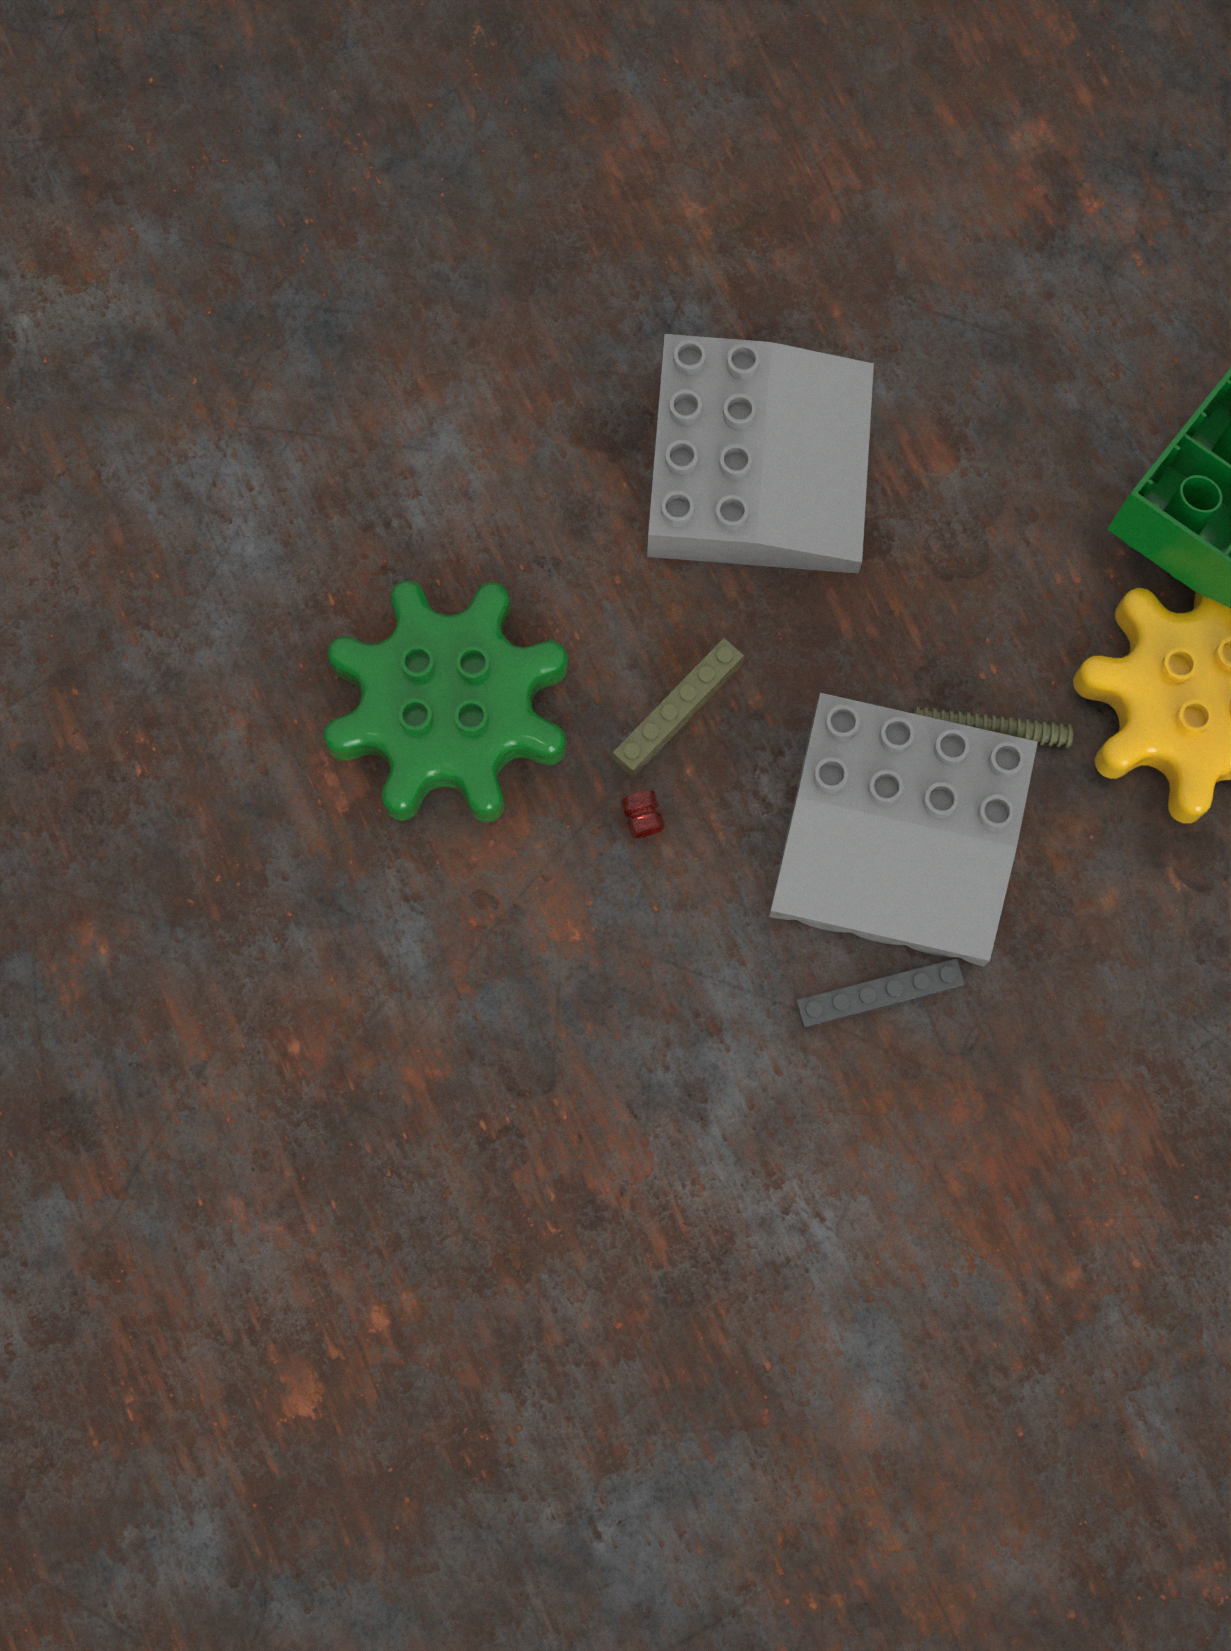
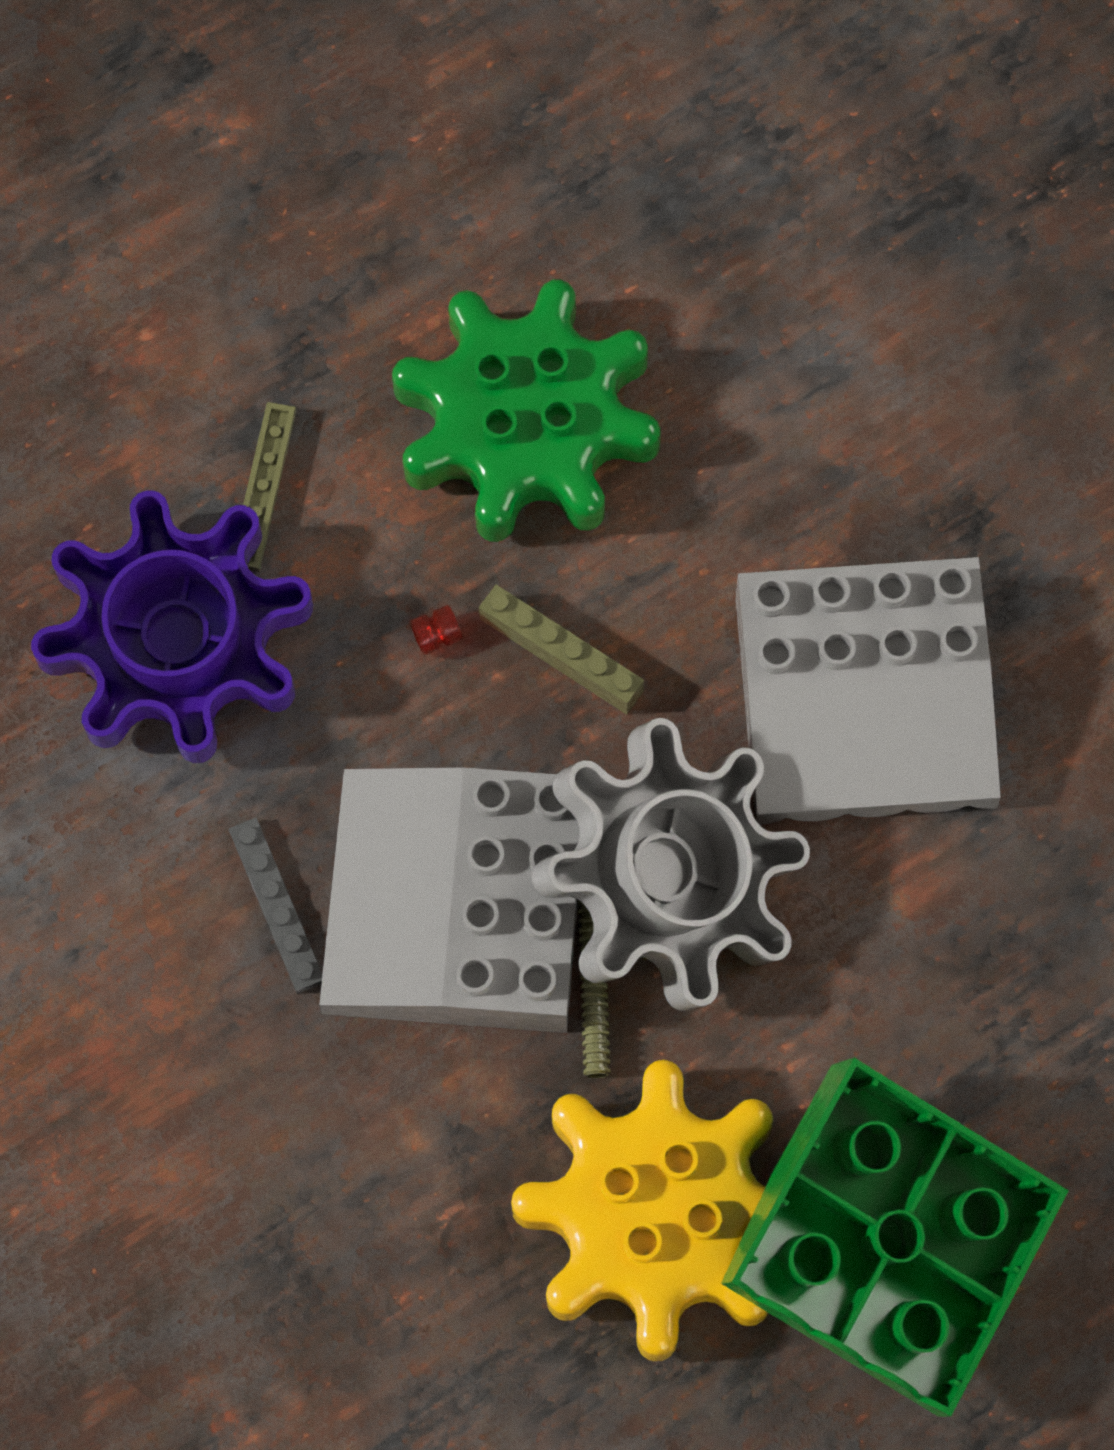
camera: 85 degrees right, 5 degrees down
(473, 953) = (268, 470): none -> olive plate
(612, 1047) = (172, 626): none -> dark purple brick
(913, 633) = (671, 865): none -> light grey brick

